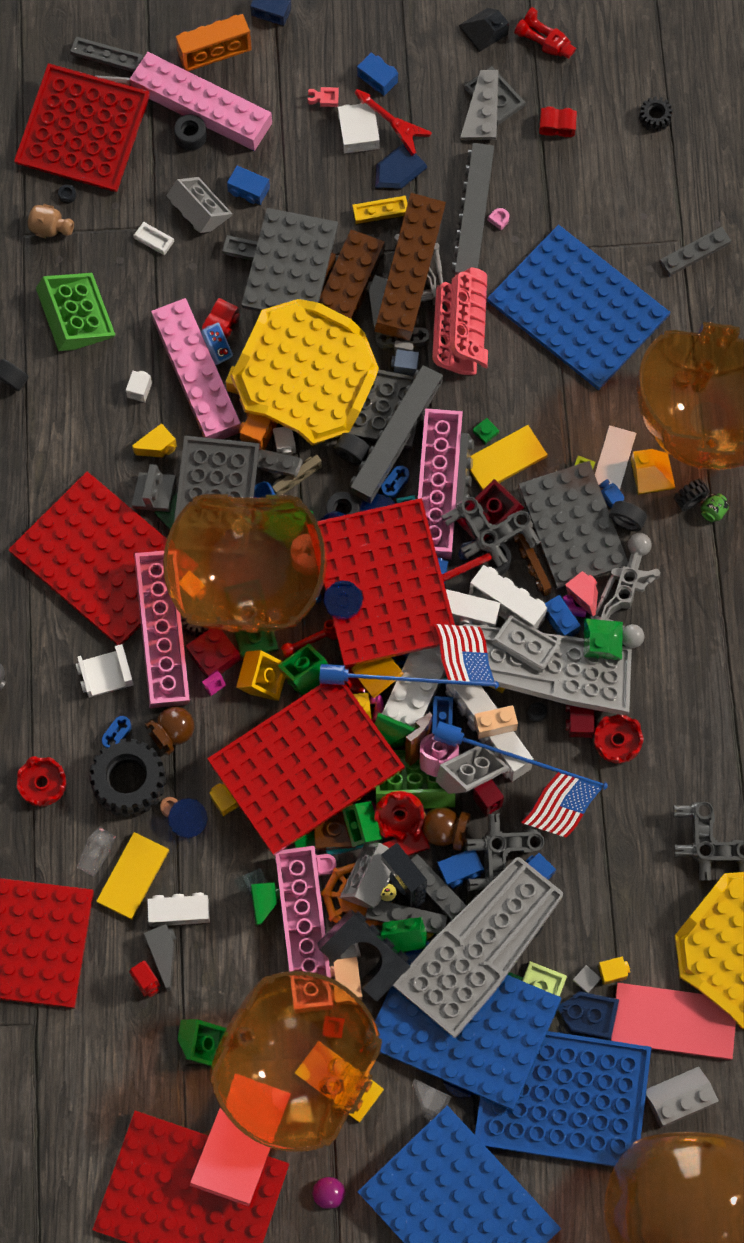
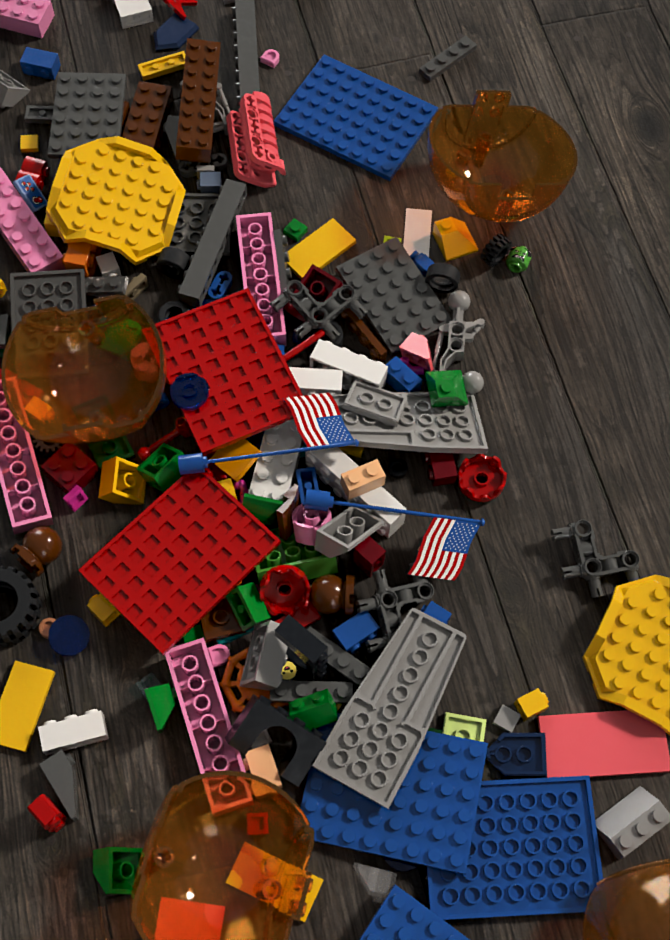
camera: 15 degrees left, 5 degrees down
(223, 280) = (29, 143): none -> yellow tile

